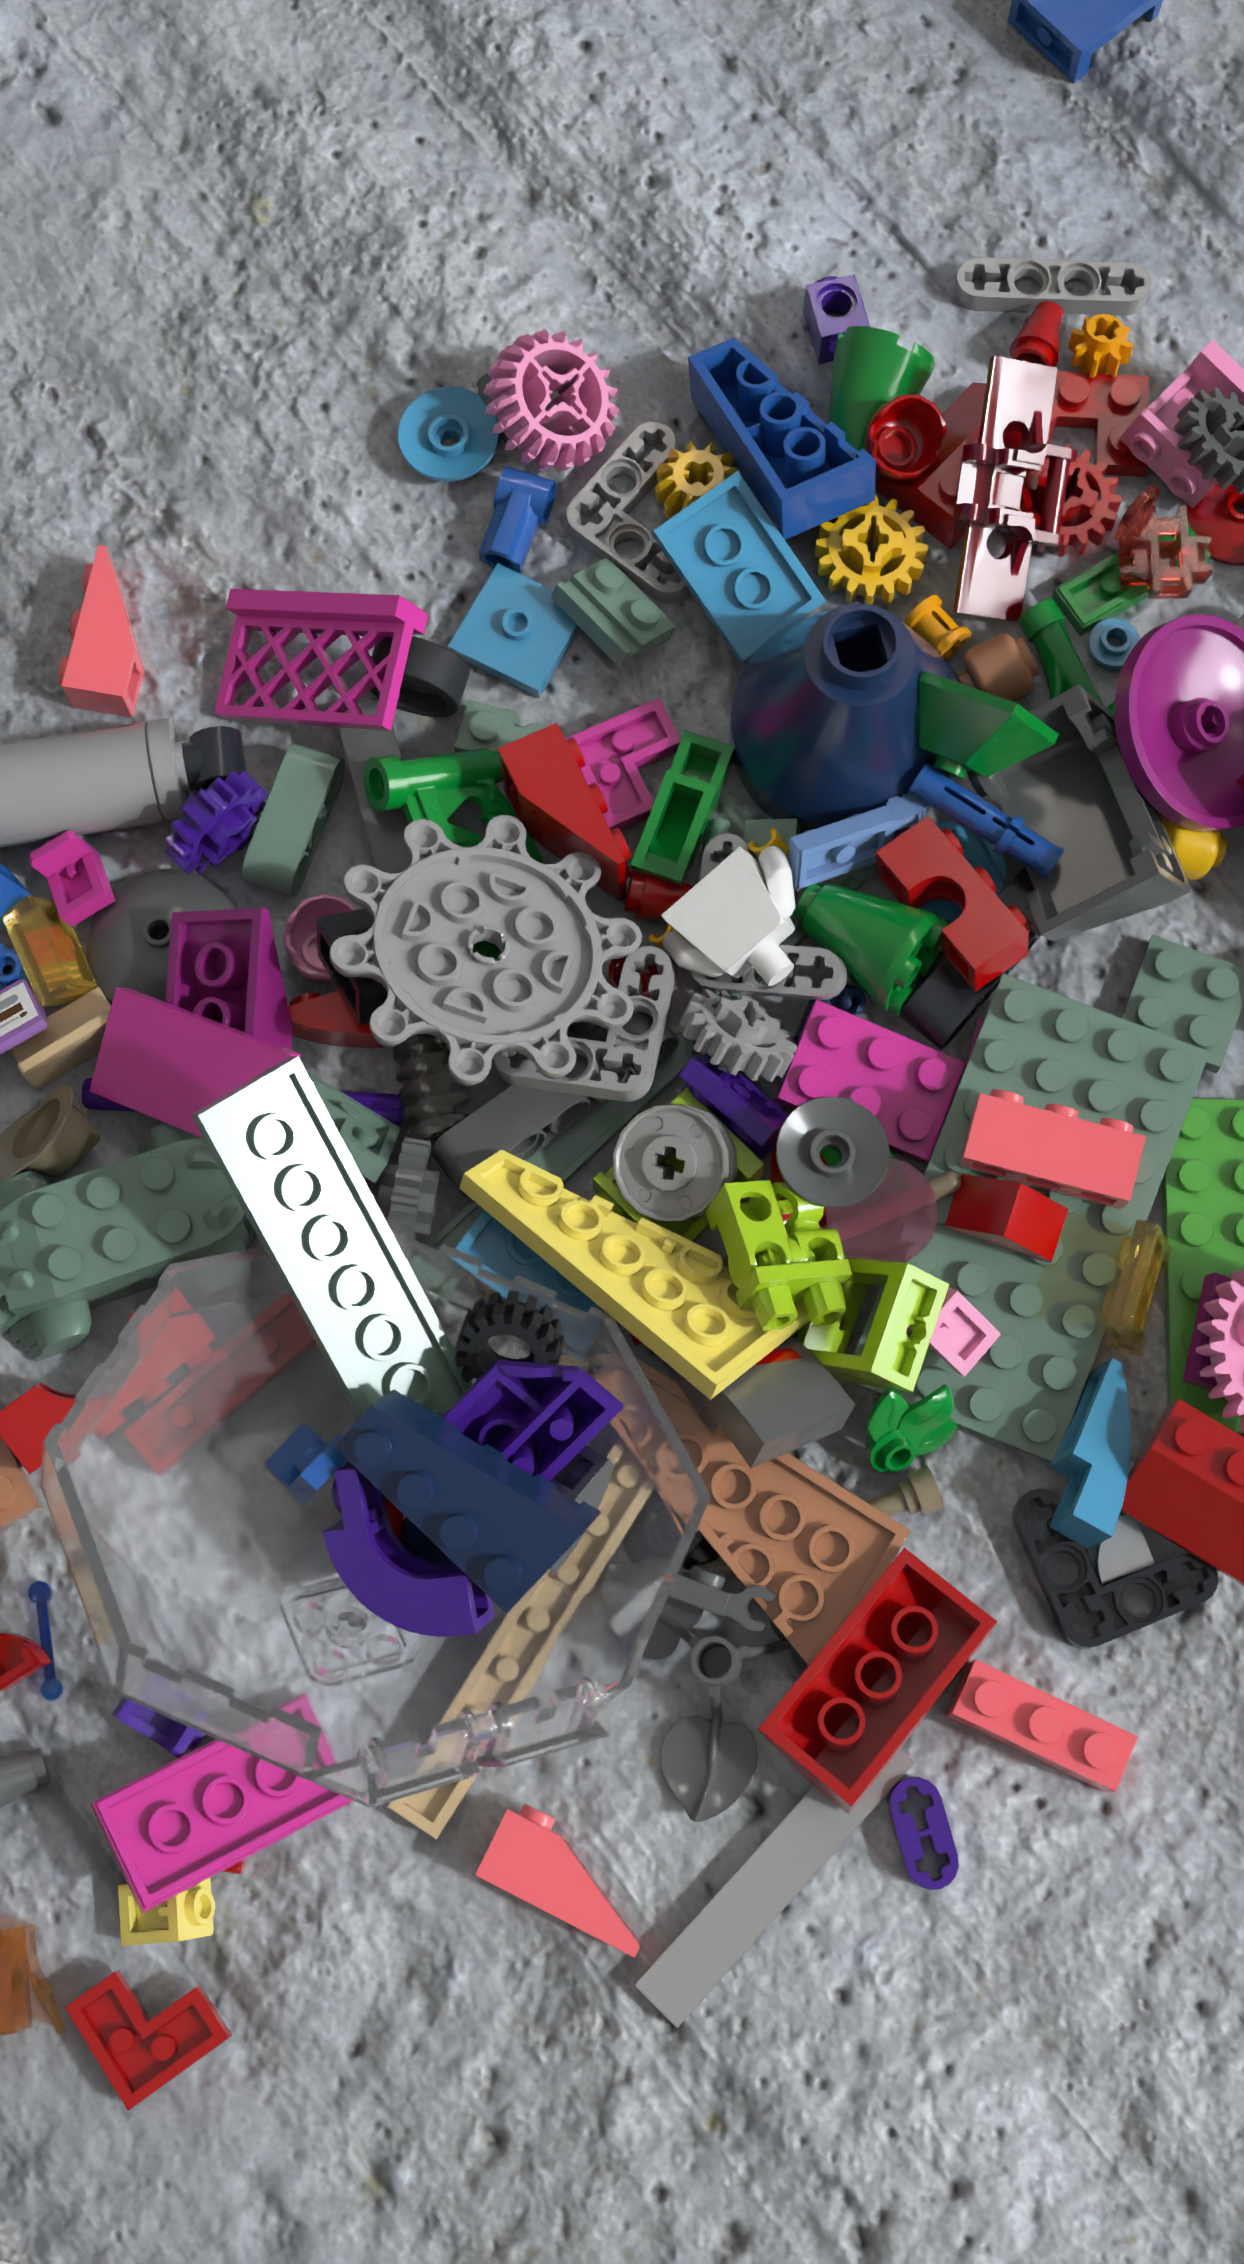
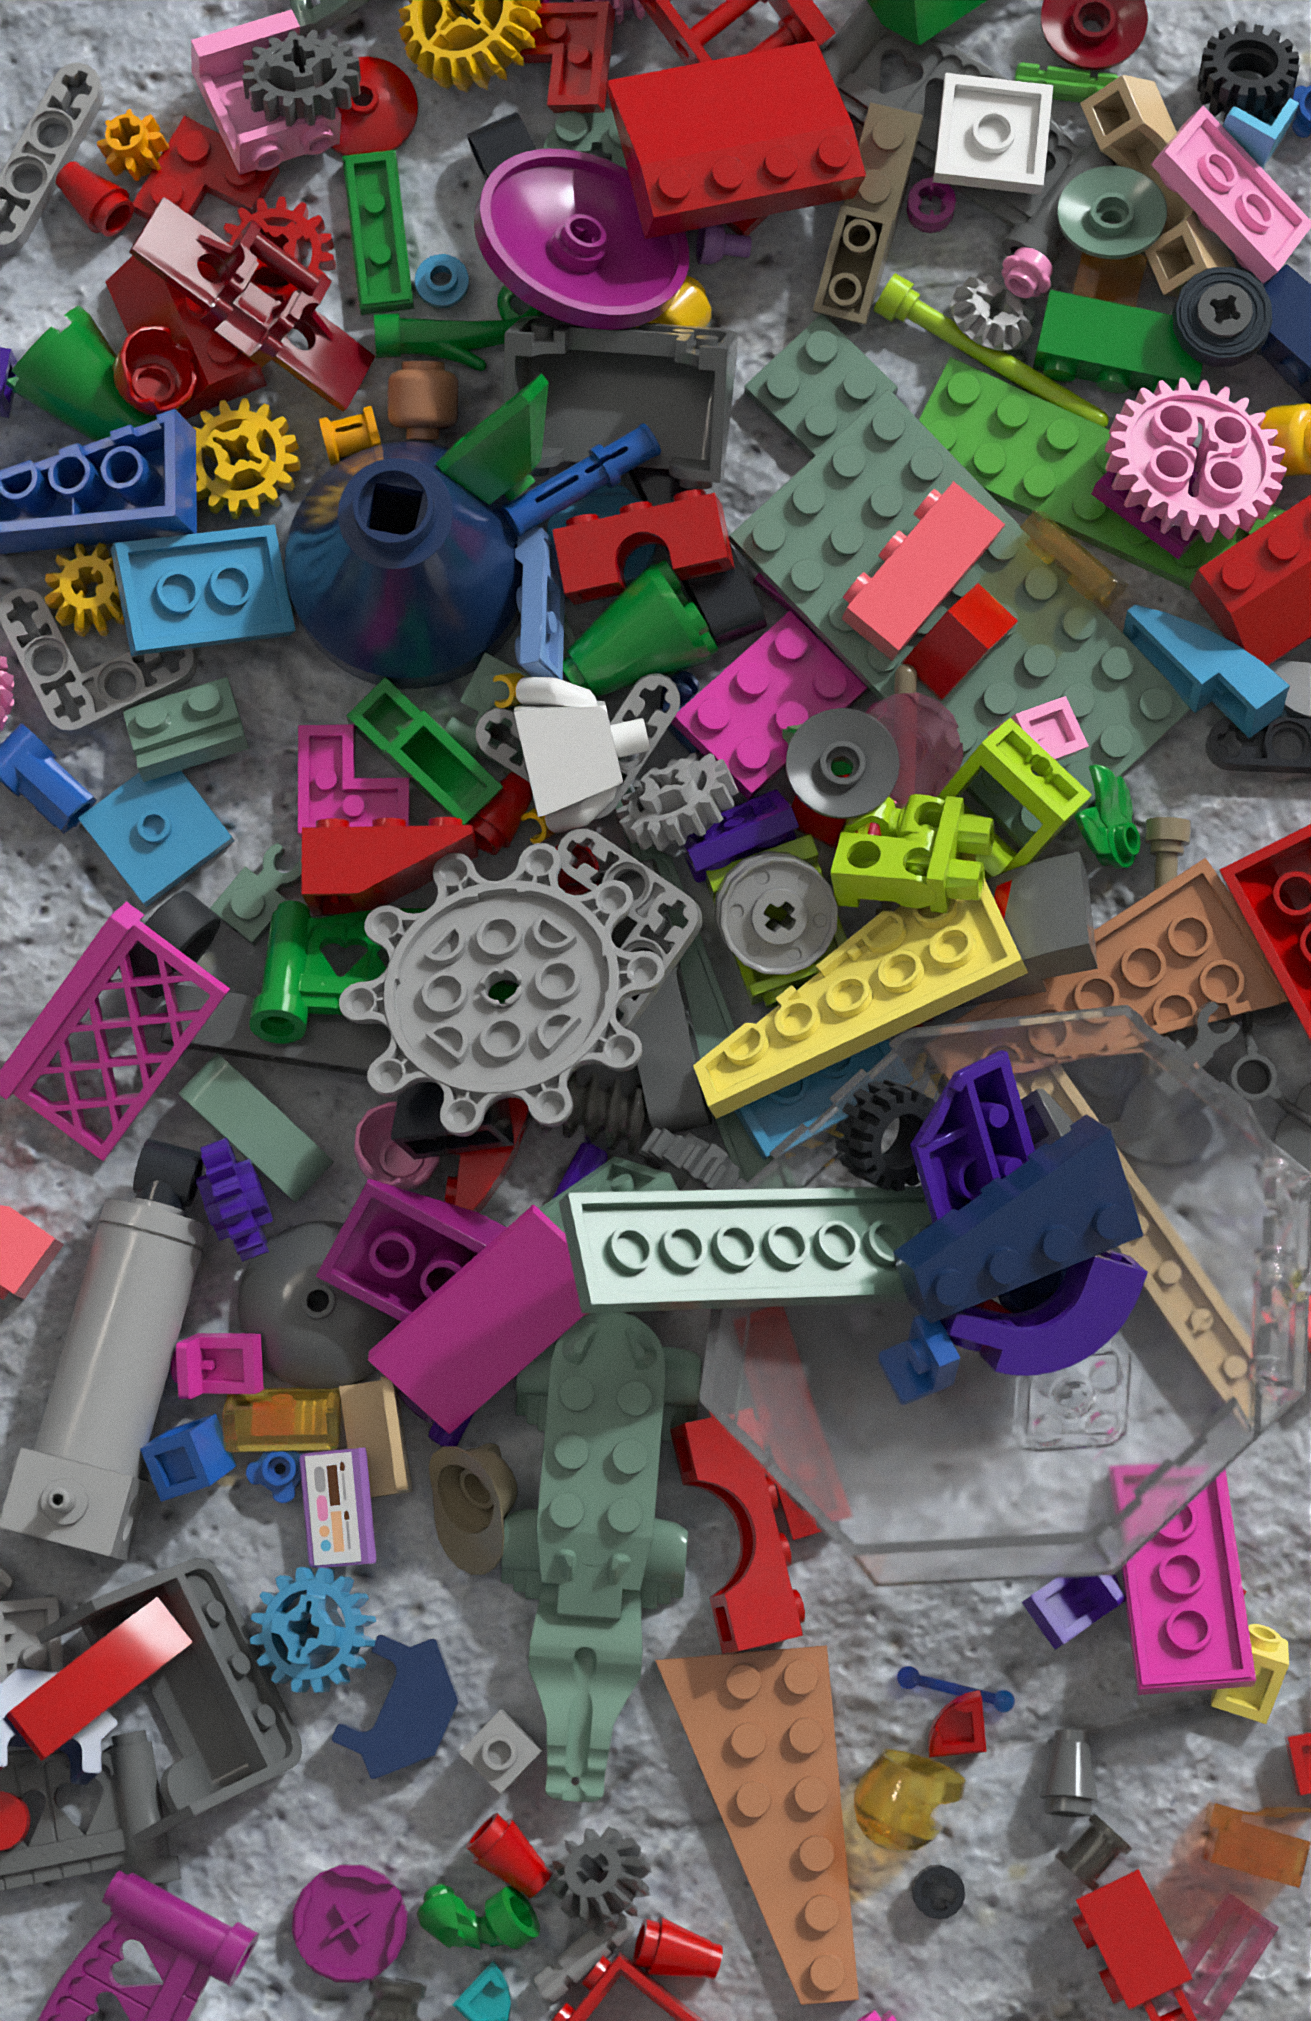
camera: 65 degrees left, 5 degrees up
(1156, 560) = (379, 201): clear red piece -> none

